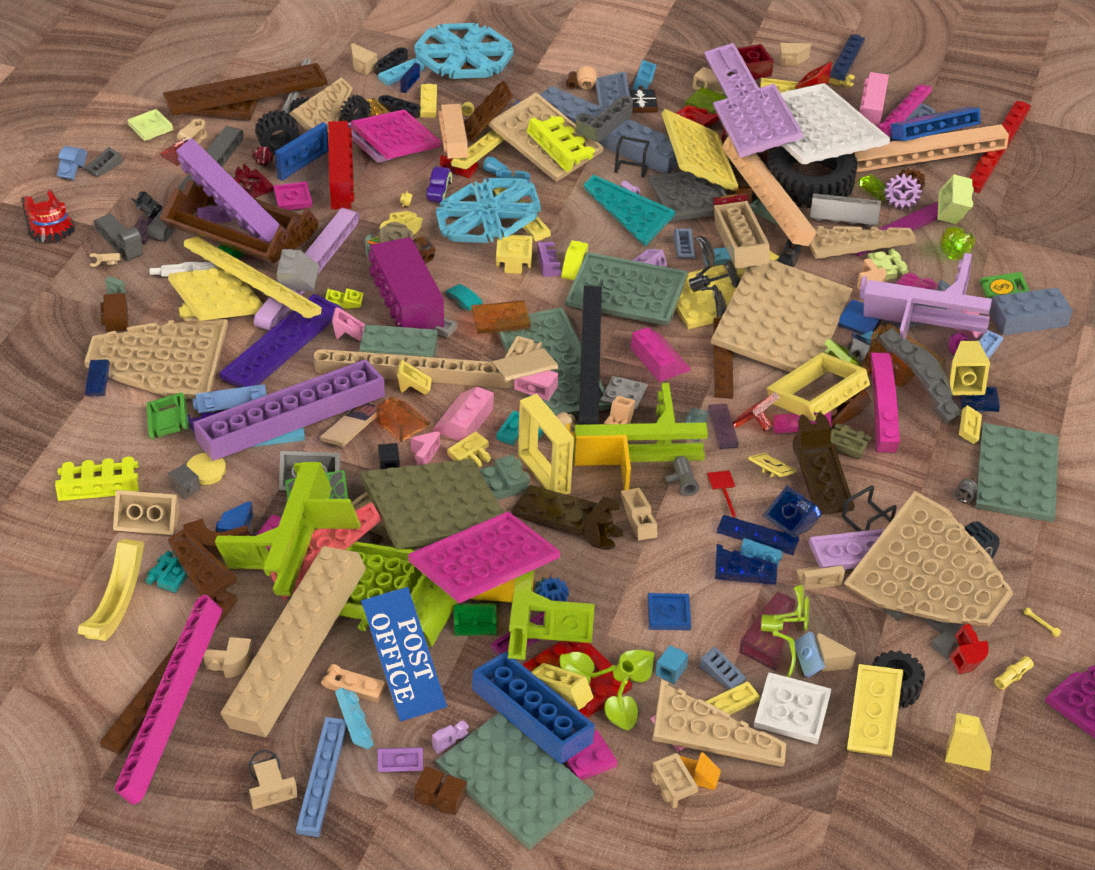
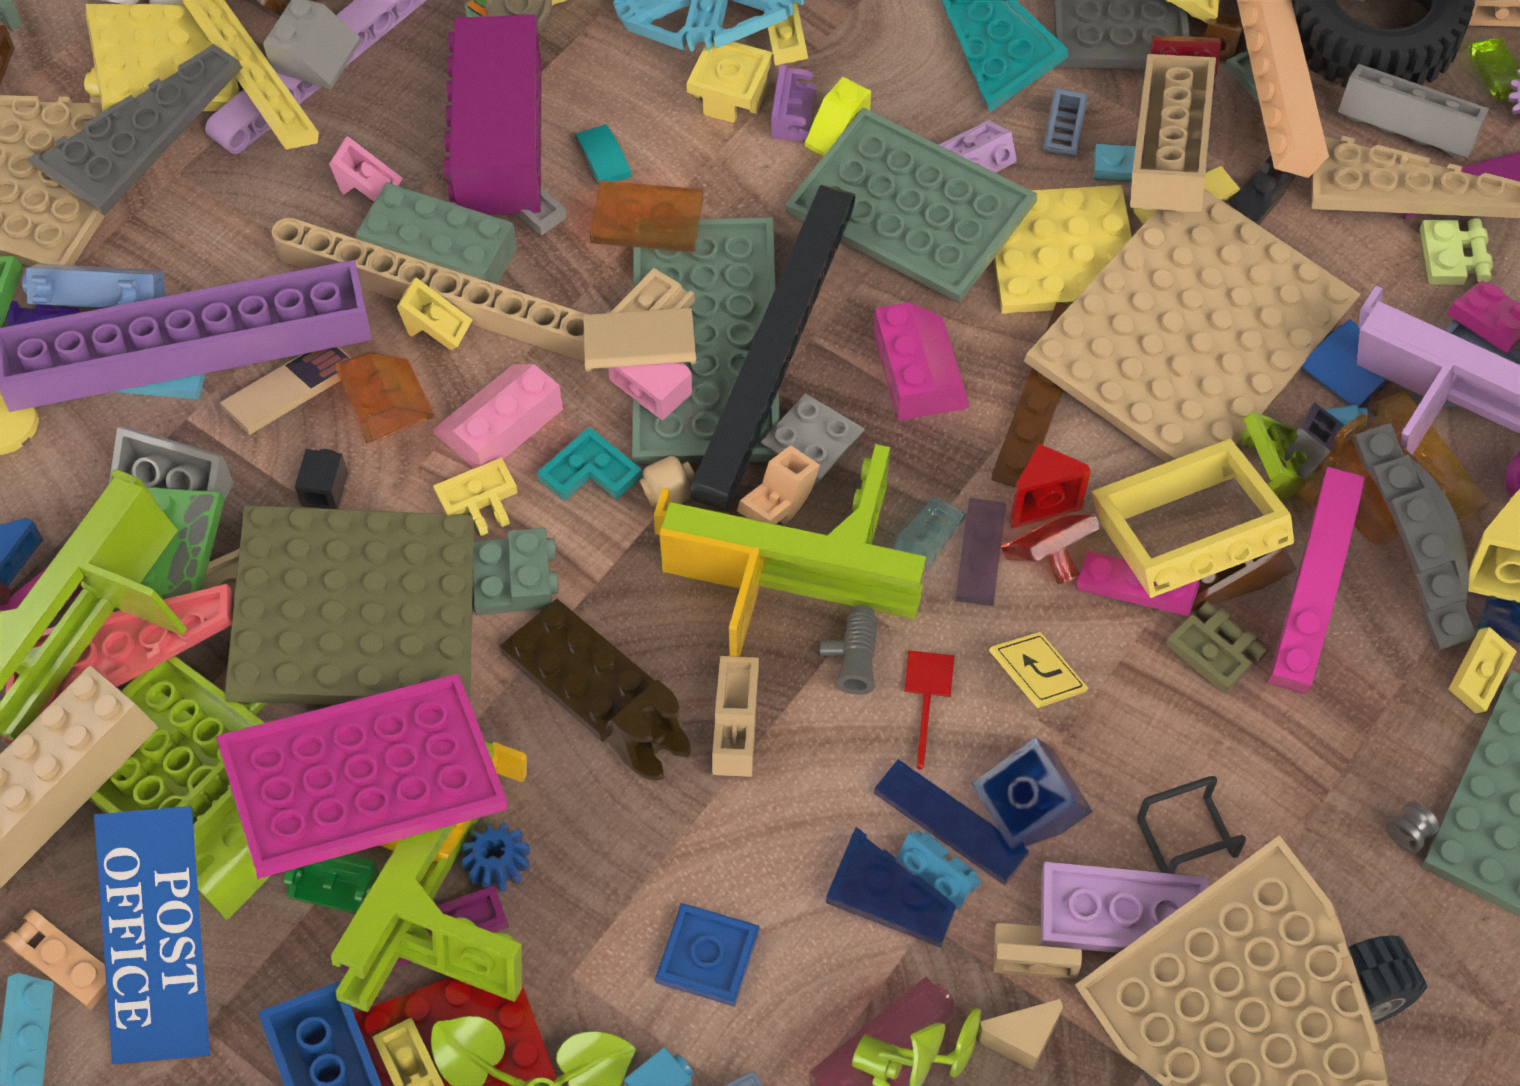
camera: 20 degrees right, 15 degrees up
(220, 329) = (135, 132): none -> dark grey wing
(278, 345) = (230, 188): dark purple plate -> none
(346, 300) = (386, 114): neon yellow slope -> none
(425, 248) = (566, 38): reddish brown head -> none
(425, 447) = (401, 470): bright pink slope -> none
(558, 474) = (593, 536): light yellow window -> none
(701, 282) = (1054, 222): black plant -> none
(747, 389) = (1049, 487): none -> red slope
(821, 465) = (1131, 704): dark brown hinge -> none
(827, 607) = (1021, 1033): none -> tan slope
(872, 272) = (1411, 281): light nougat brick -> none

